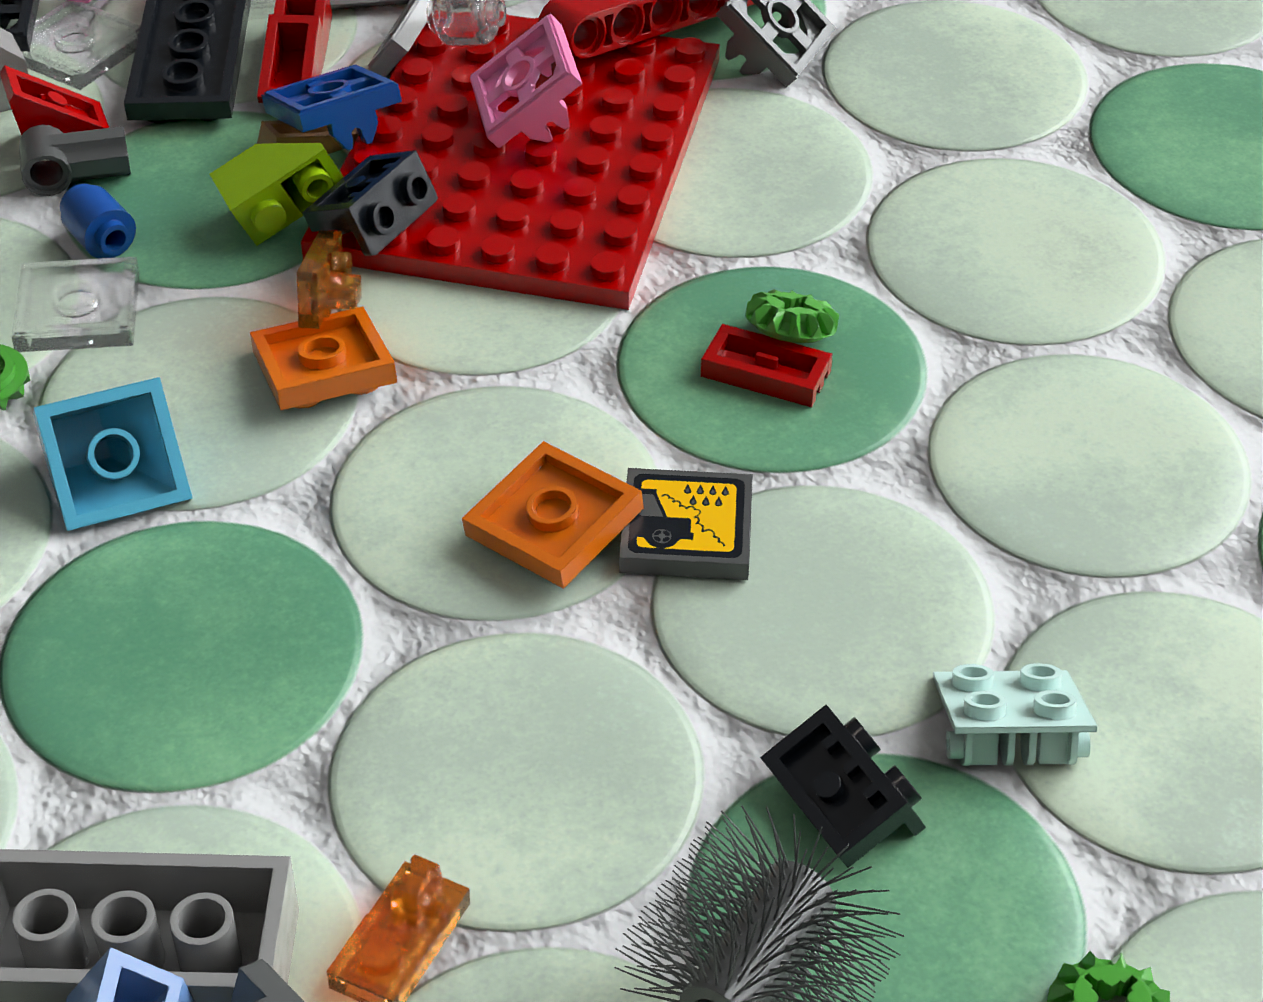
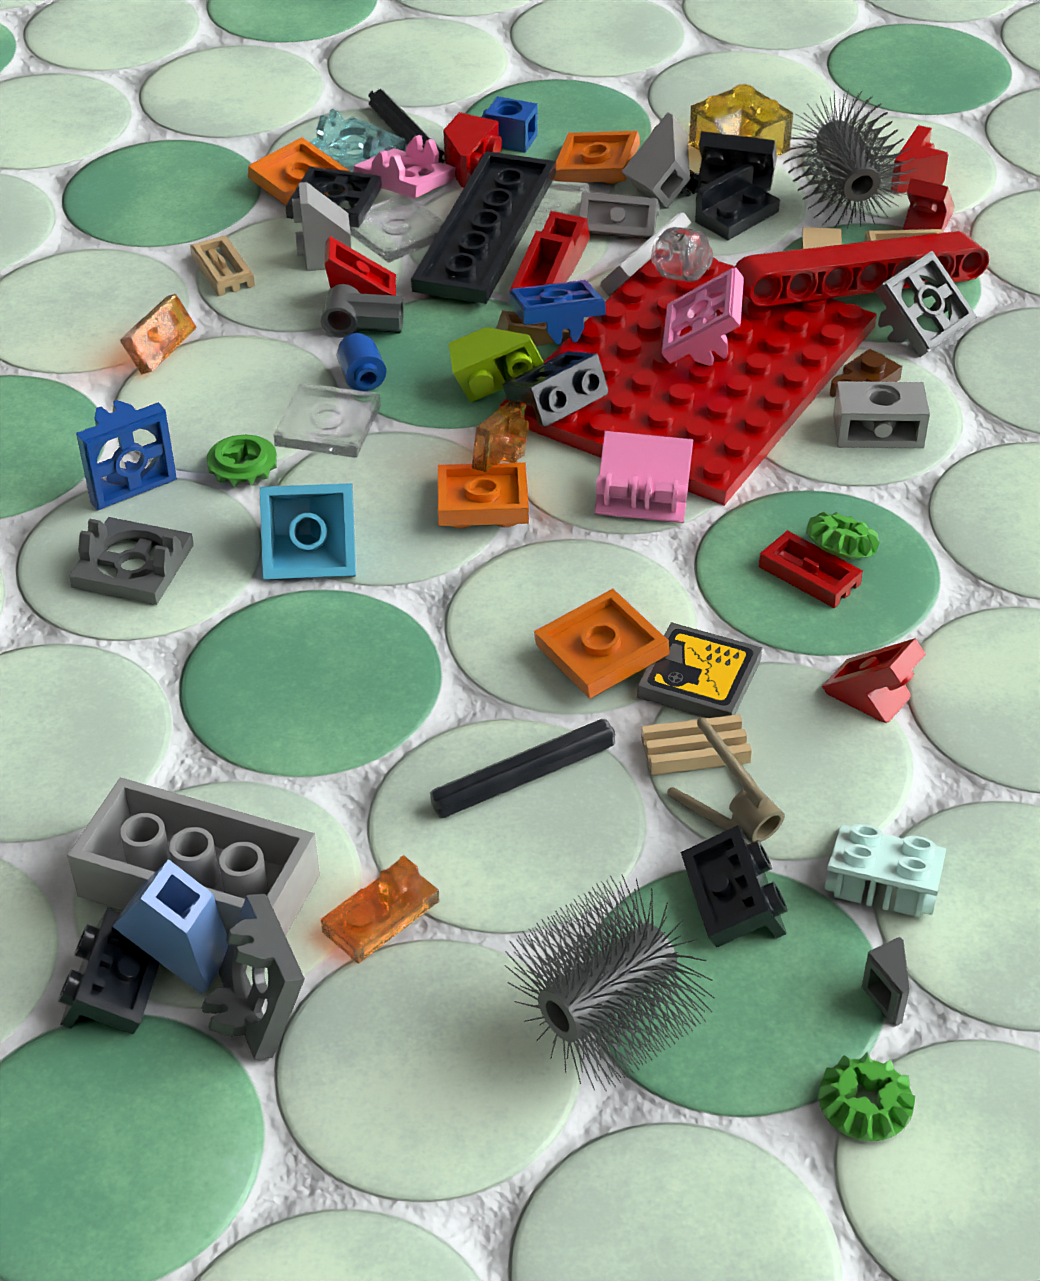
camera: 20 degrees right, 0 degrees up
(511, 700) = (522, 768): none -> black axle
(523, 294) = (643, 477): none -> bright pink hinge
(712, 608) = (689, 737): none -> tan tile
(736, 117) = (868, 368): none -> reddish brown plate
(776, 162) = (881, 414): none -> light grey brick
(823, 678) = (750, 807): none -> dark tan plant
(906, 481) = (877, 679): none -> red slope
(1080, 853) = (887, 979): none -> dark grey slope

